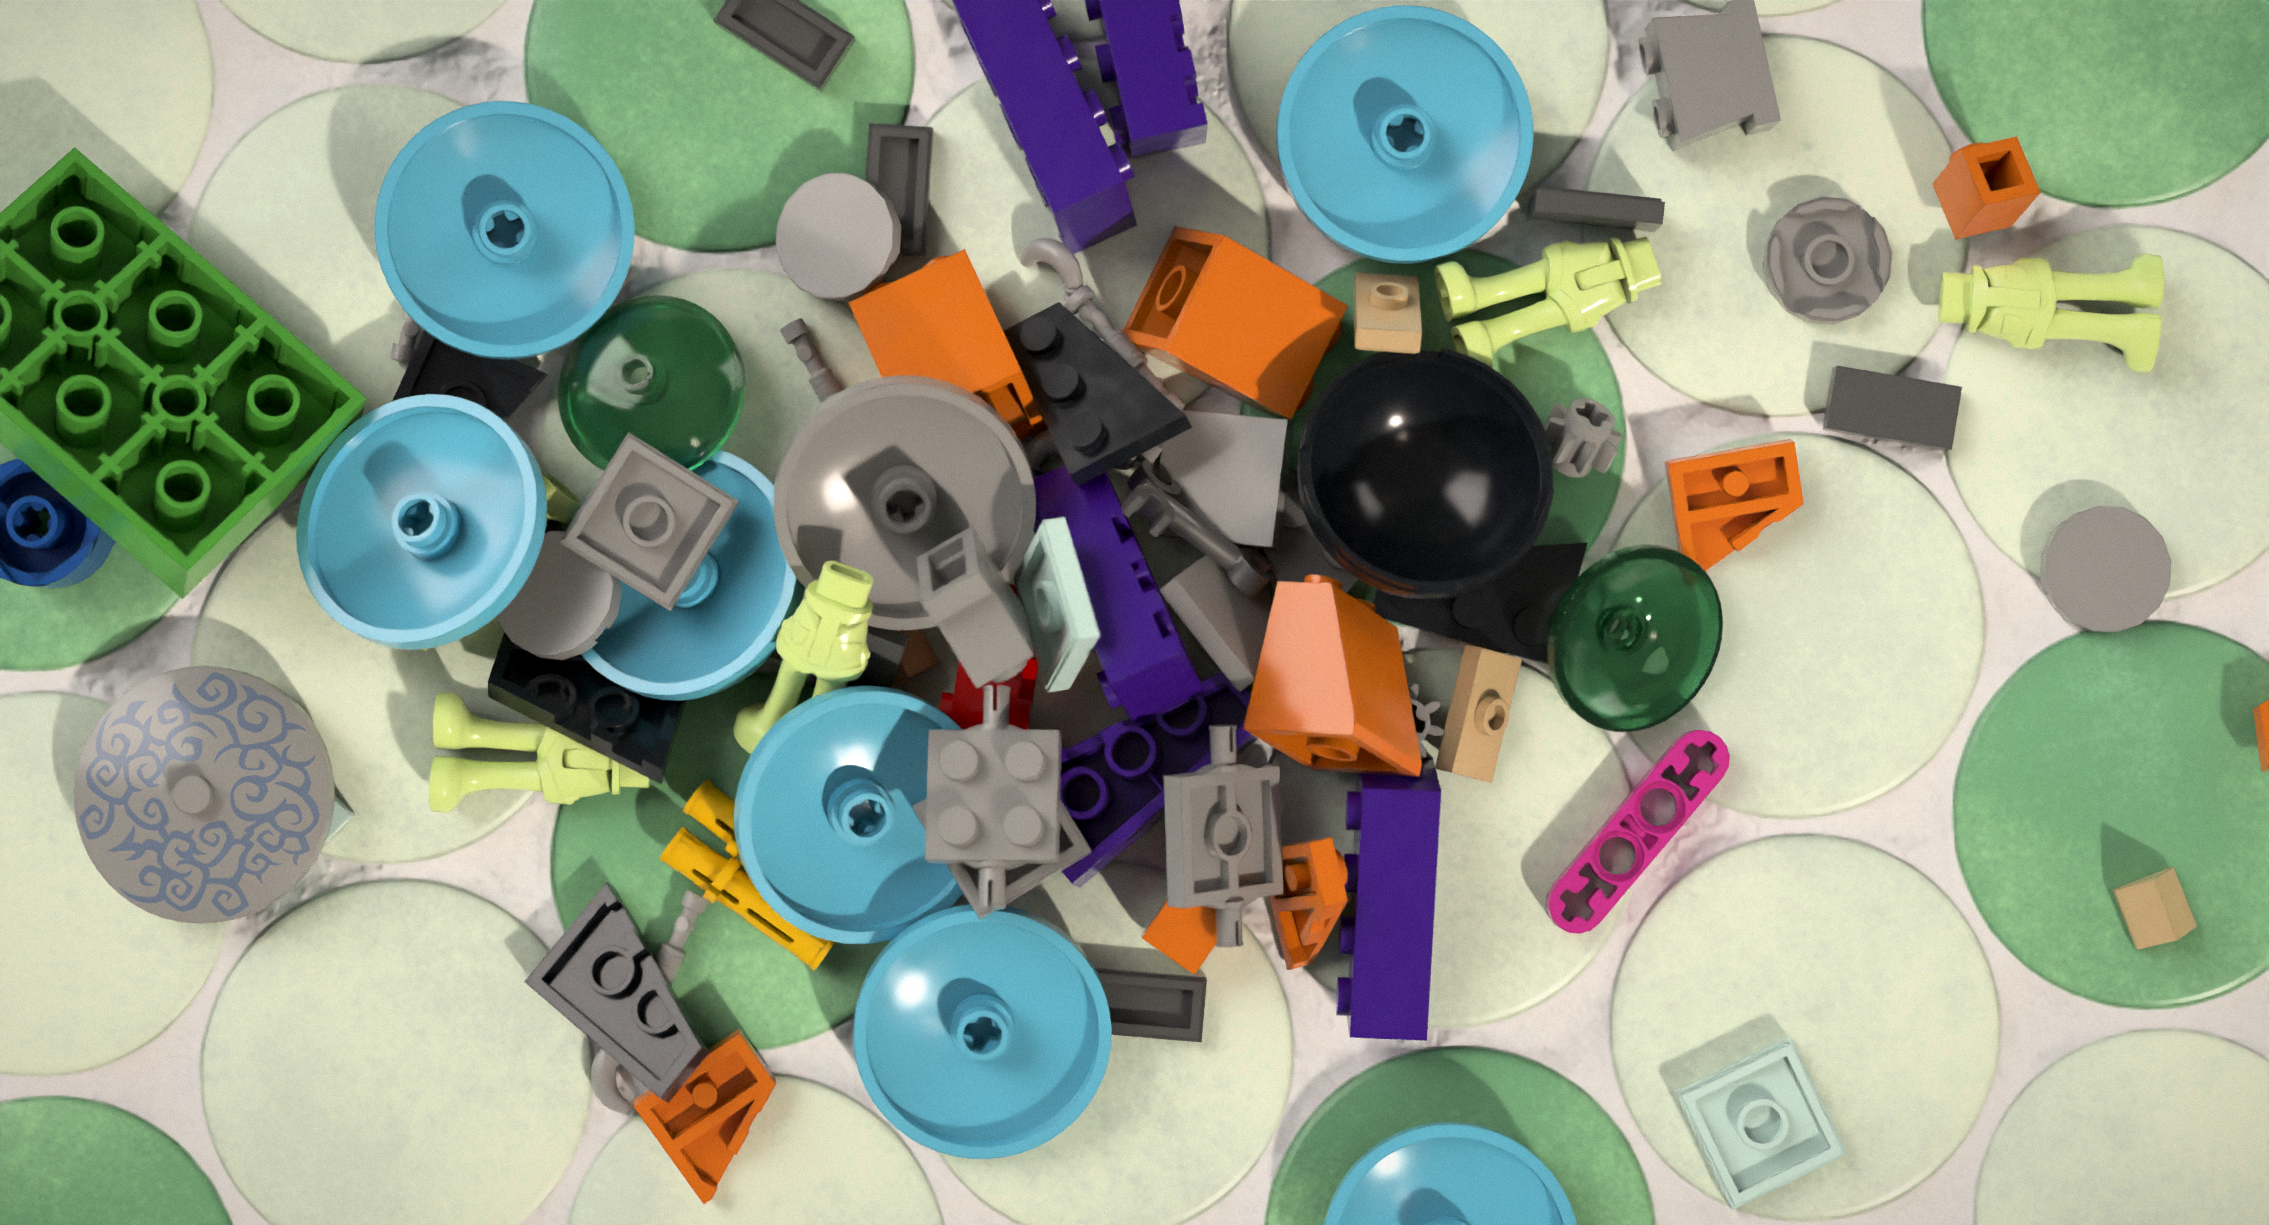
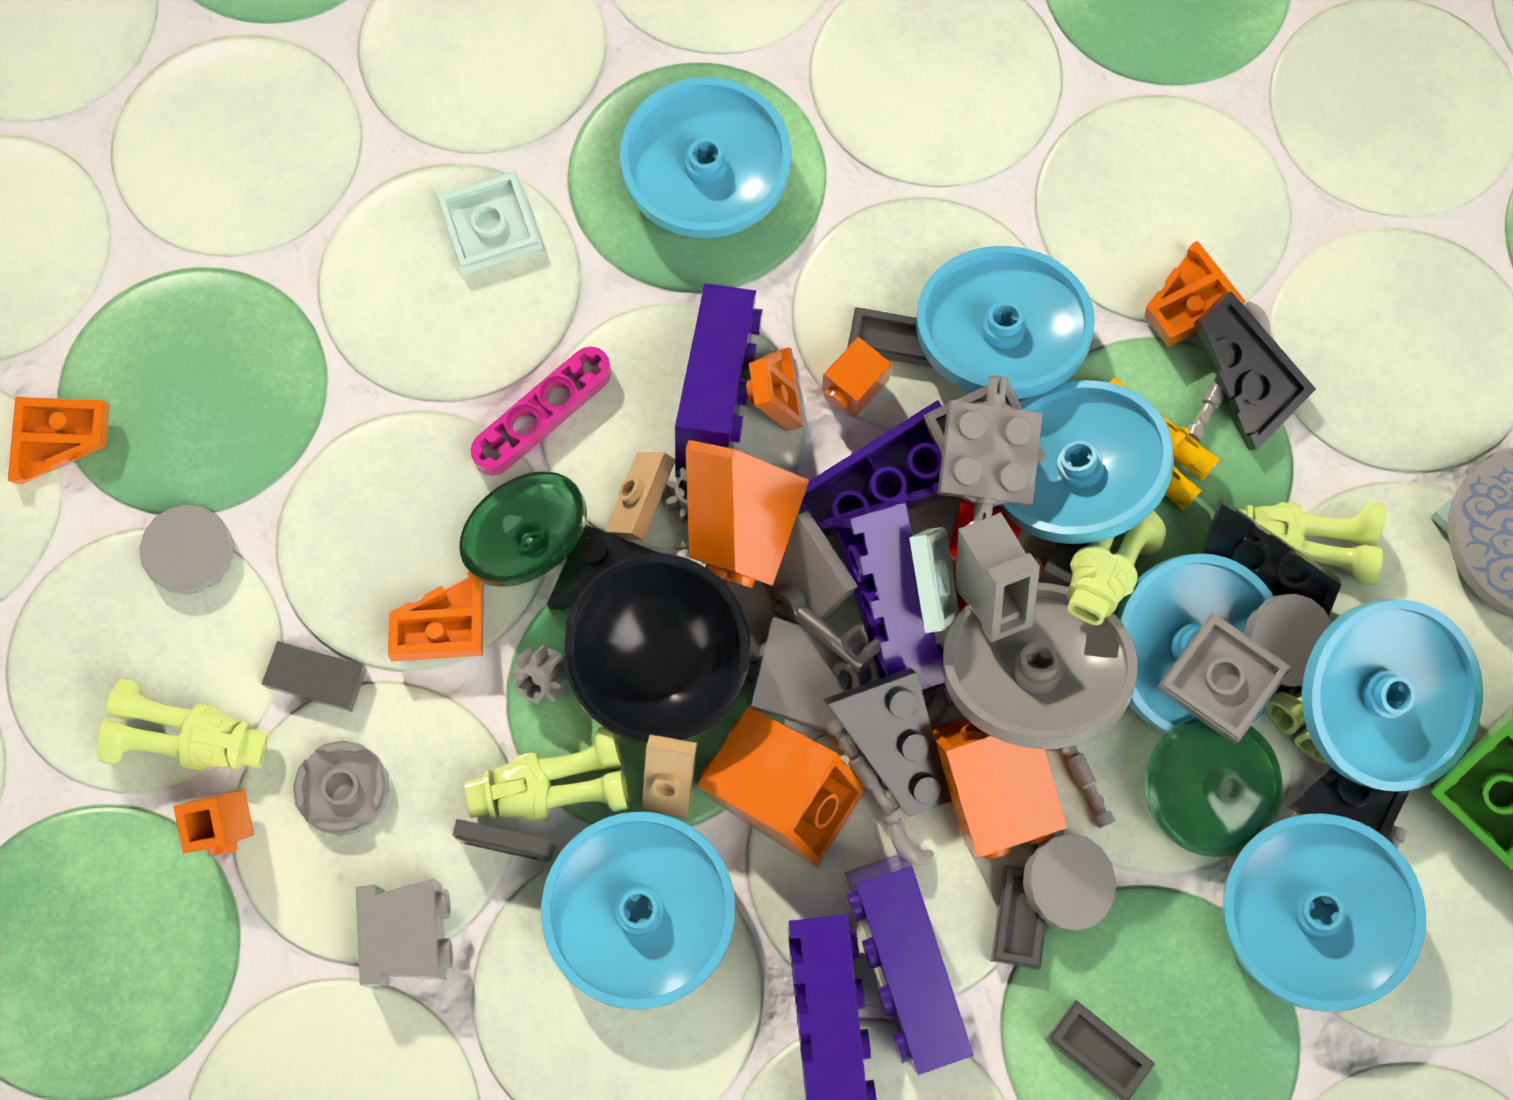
camera: 170 degrees left, 15 degrees down
(1223, 835) = (829, 419): light grey plate -> none
(2155, 909) = (200, 325): tan slope -> none

